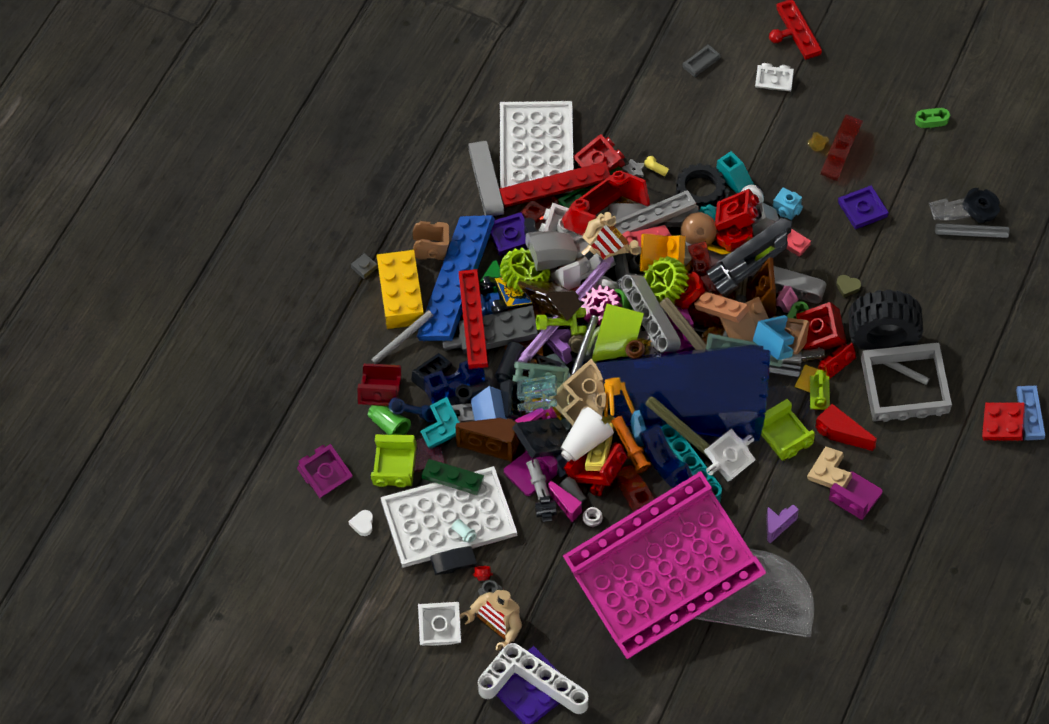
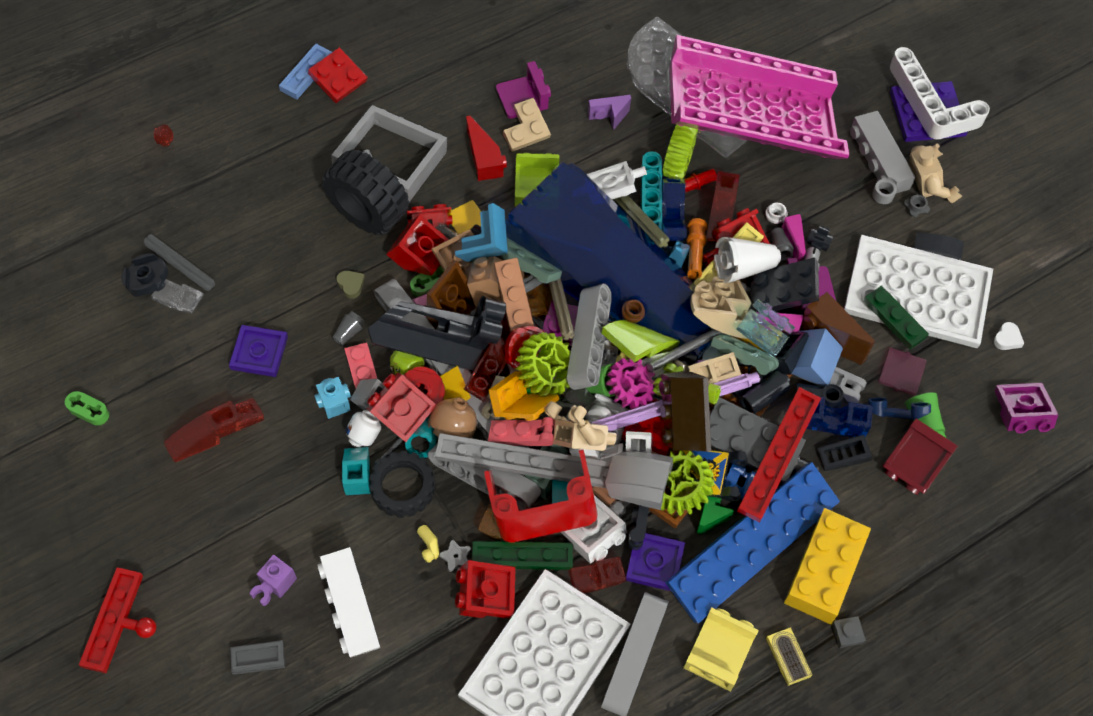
camera: 150 degrees left, 5 degrees up
(392, 232) = (789, 656): none -> tile
(394, 460) = (946, 372): lime panel -> none
(402, 337) = (859, 504): light grey bar -> none
(424, 233) = (765, 589): medium nougat piece -> none
(436, 204) = (721, 648): none -> light yellow panel
(439, 623) = (985, 199): white slope -> none
(444, 427) = (871, 372): teal plate -> none
(467, 534) = (916, 253): light aqua pin -> none
(483, 573) = (912, 225): red plate -> none
(544, 615) = (882, 156): none -> light grey hinge
(553, 346) = (717, 368): none -> tan slope
(554, 184) = (565, 583): red plate -> none
(612, 388) = (688, 277): light orange plant -> none
(674, 107) = (349, 601): none -> white wedge
(727, 95) = (275, 578): none -> medium lavender brick
(774, 77) = (200, 570): white bracket -> none
(815, 145) = (230, 464): clear yellow plate -> none
(819, 391) = (474, 197): lime hinge -> none
(820, 254) = (349, 326): none -> dark grey cone

